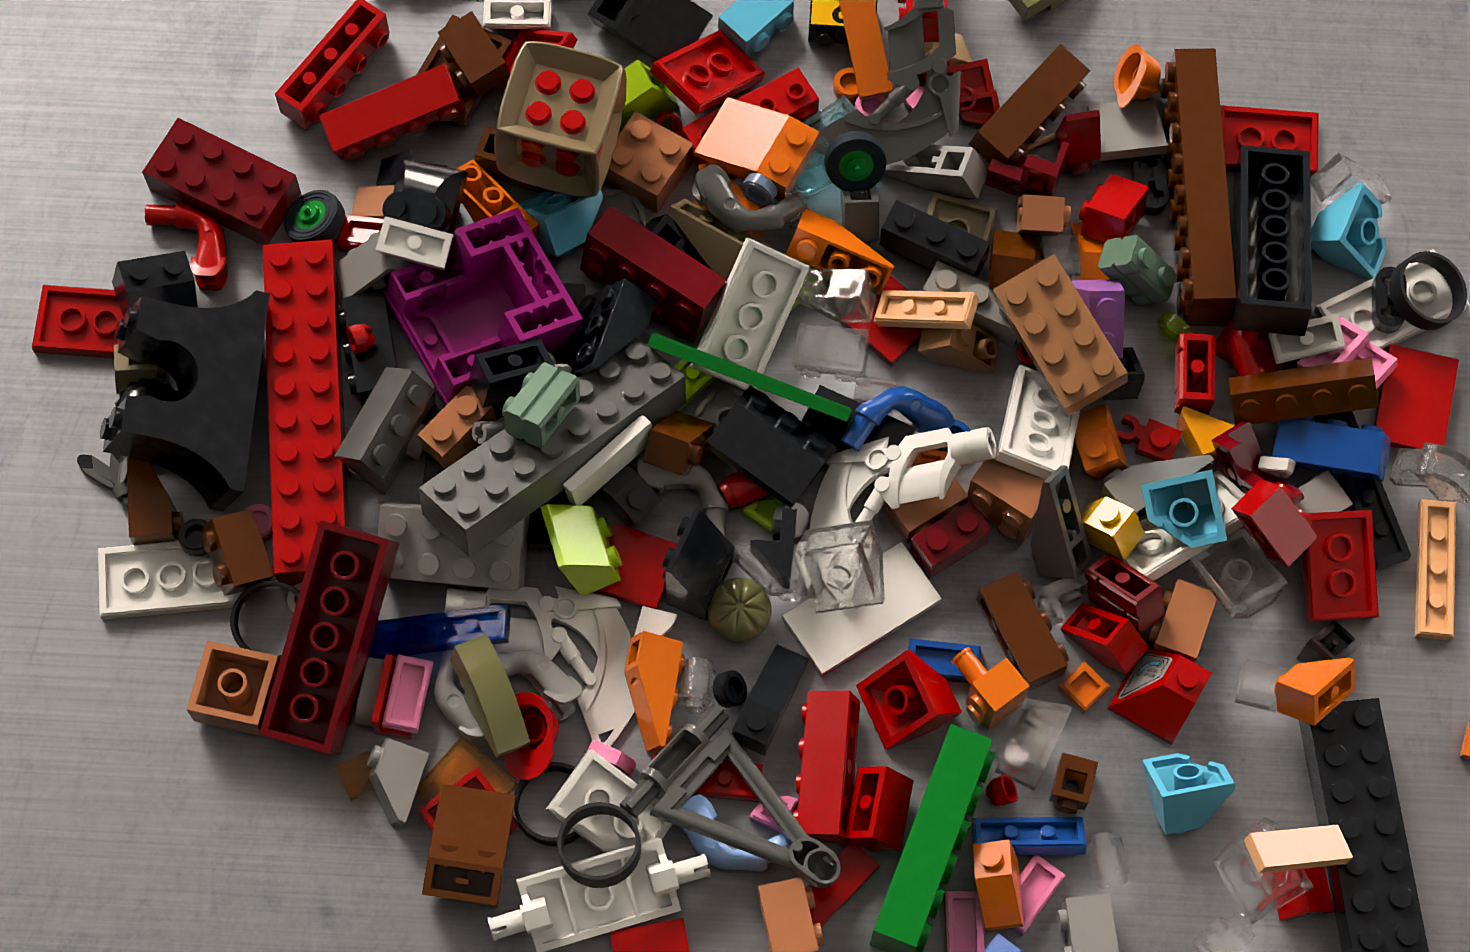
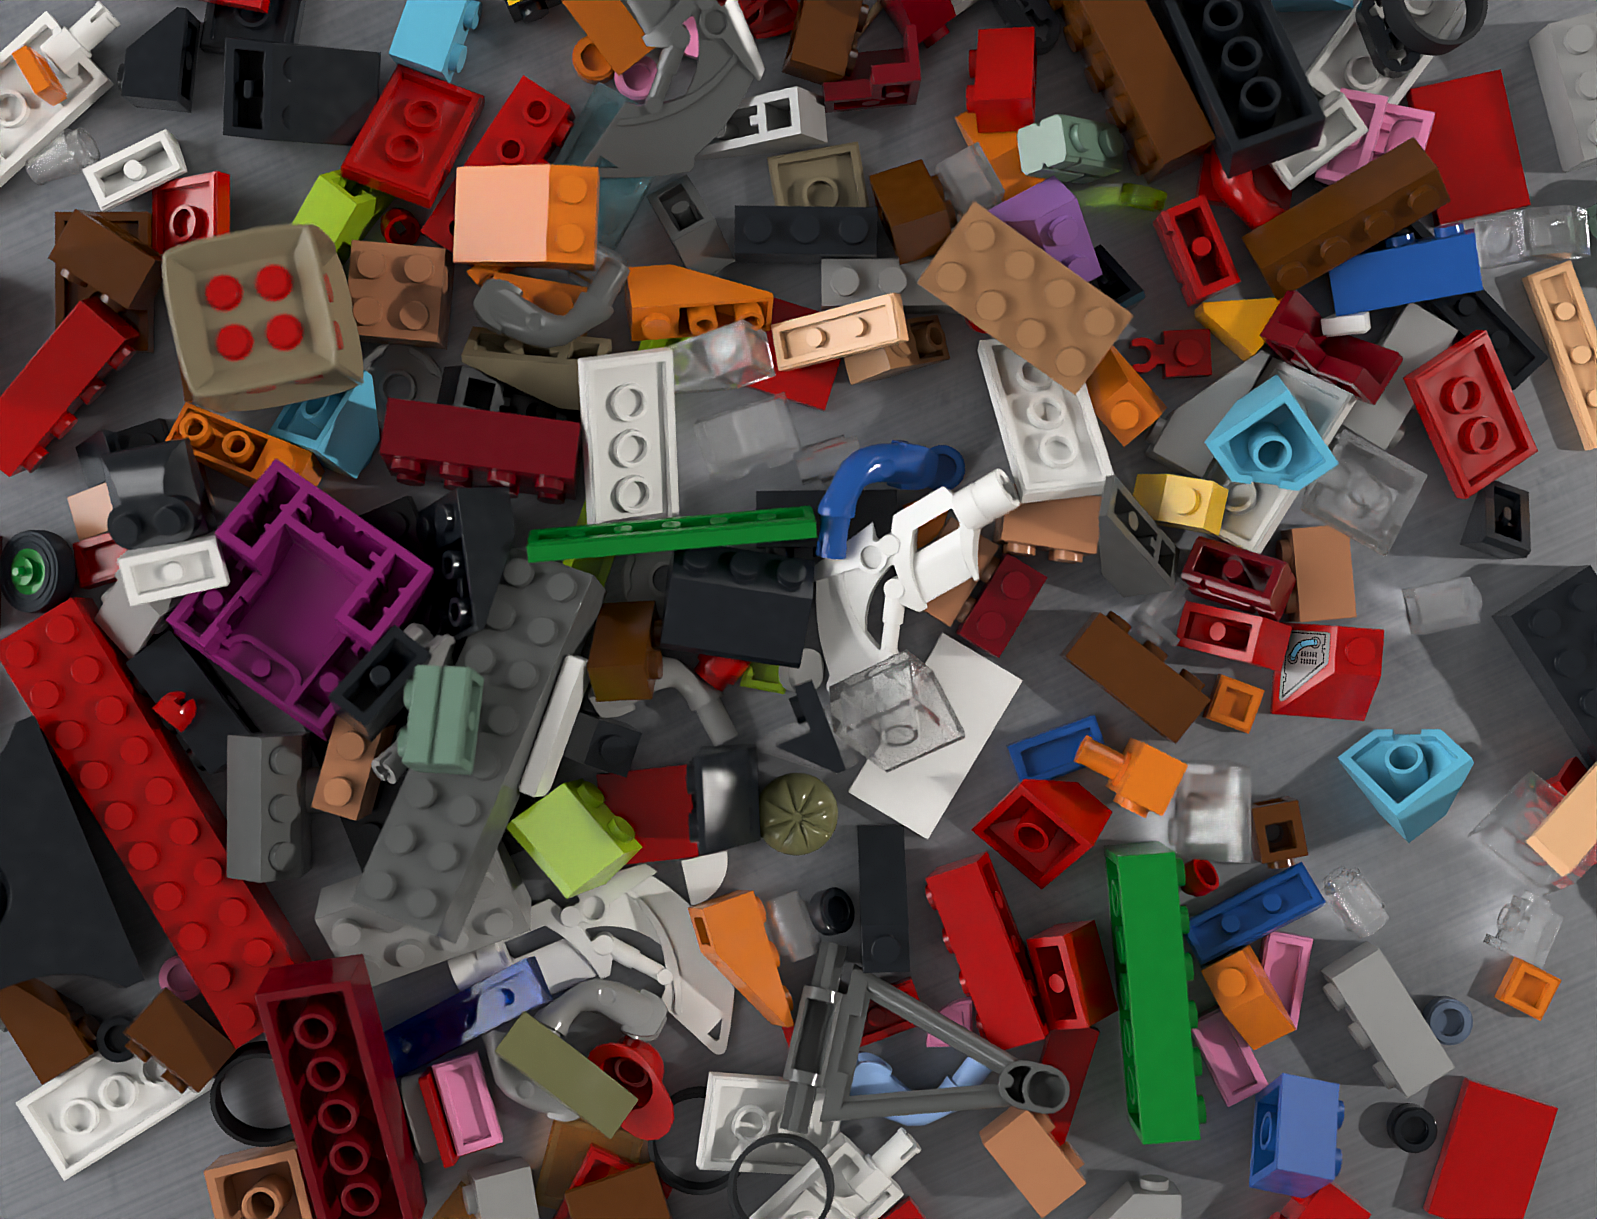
camera: 30 degrees left, 20 degrees up
(613, 756) = (738, 1062): bright pink tile -> none
(759, 189) = (560, 278): sand blue tile -> none
(855, 161) = (658, 174): black wheel -> none
(1042, 215) = (920, 133): nougat brick -> none
(1275, 522) = (1388, 413): red brick -> none
(1314, 688) = (1515, 598): orange slope -> none

